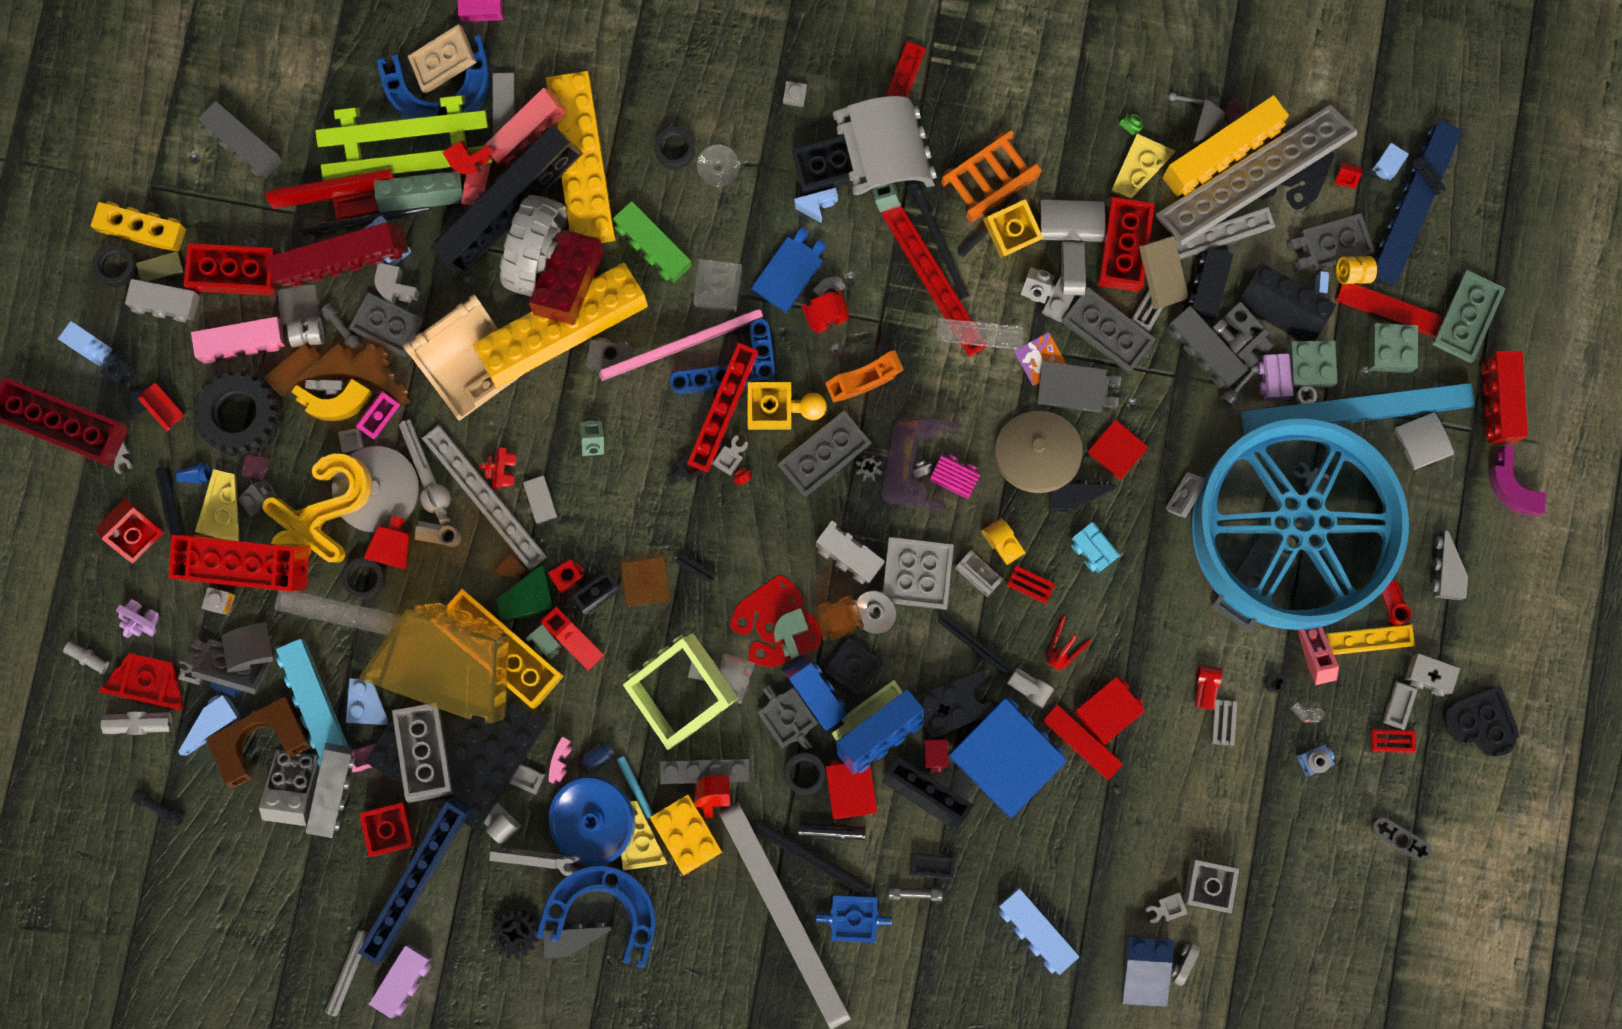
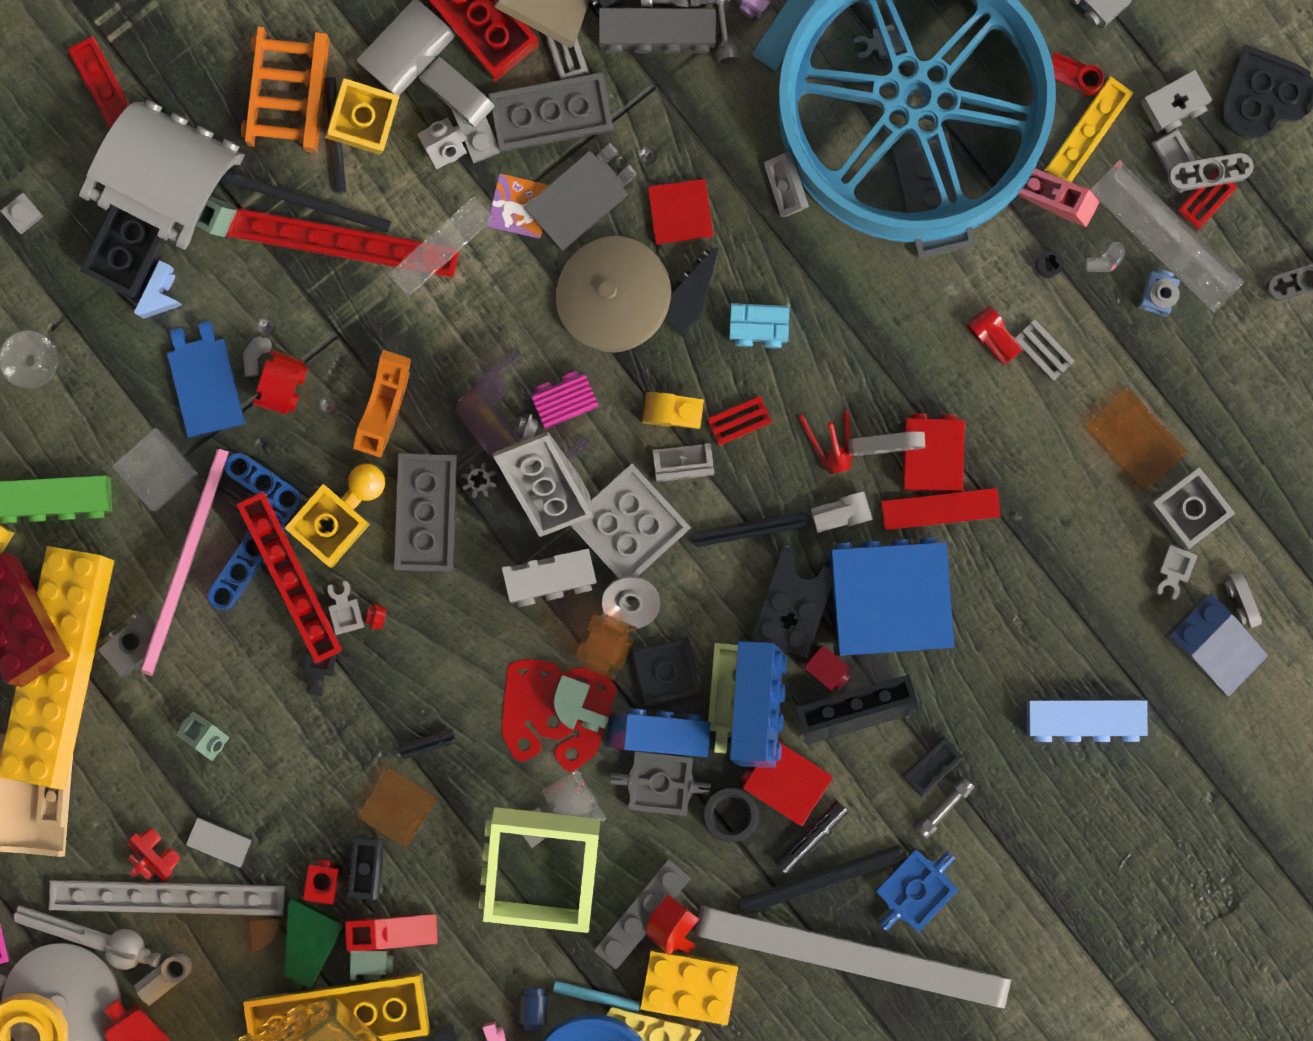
camera: 50 degrees left, 5 degrees up
(900, 503) = (545, 483): none -> light grey slope
(1092, 677) = (886, 443): none -> light grey beam
(1221, 820) = (1136, 439): none -> clear orange tile
(1352, 735) = (1167, 236): none -> clear brick
(1420, 744) = (1233, 176): none -> light grey beam

